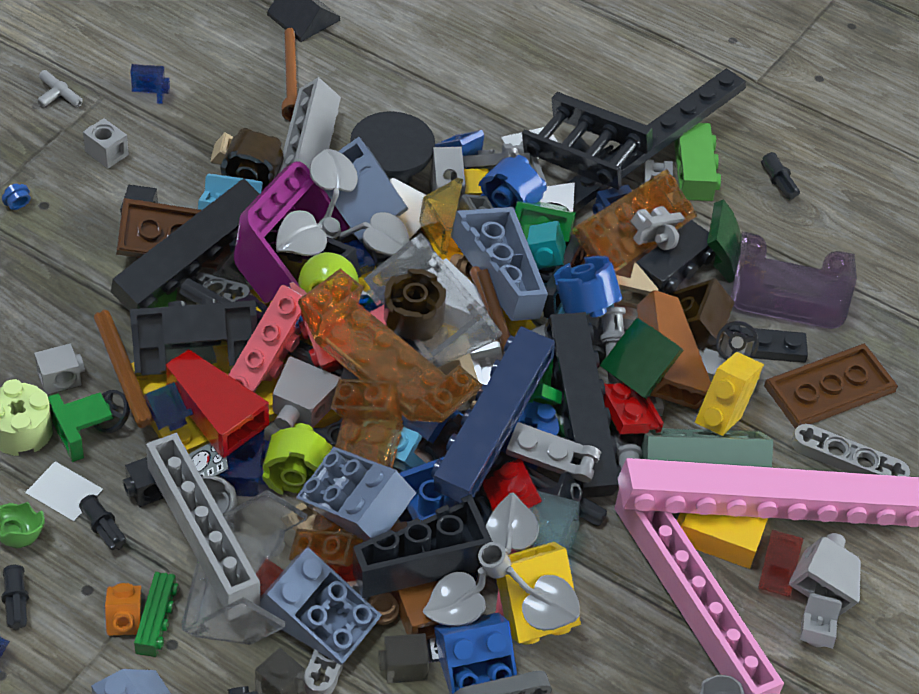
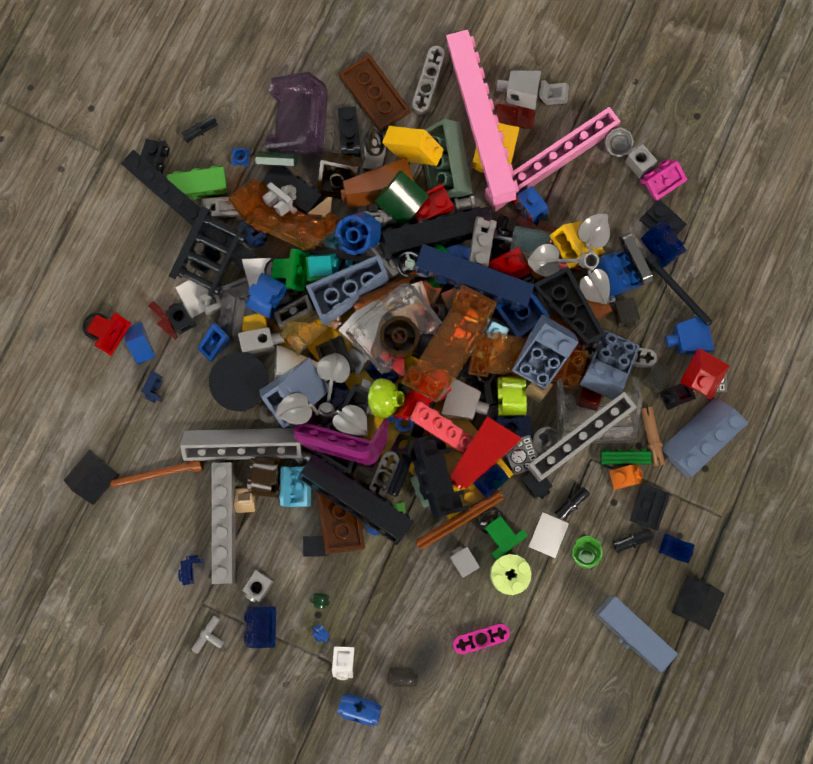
camera: 90 degrees left, 30 degrees up
(48, 138) = (260, 627): none -> clear blue bracket
(62, 204) = (320, 600): none -> clear green plate
(62, 631) = (649, 507): none -> black plate
(173, 659) = (653, 437): none -> medium nougat pin
(195, 117) = (223, 523): none -> light grey brick
(410, 78) = (152, 384): none -> dark blue bracket
(474, 75) = (139, 343): none -> blue slope
(493, 43) = (108, 332): none -> red piece
(496, 103) = (164, 323): none -> clear red slope
(500, 117) = (183, 325): none -> black brick
(578, 548) = (542, 225): none -> clear red slope
(613, 548) = (531, 205): none -> blue torso
(739, 124) = (155, 153): none -> black bracket
(740, 211) = (236, 153): none -> blue plate

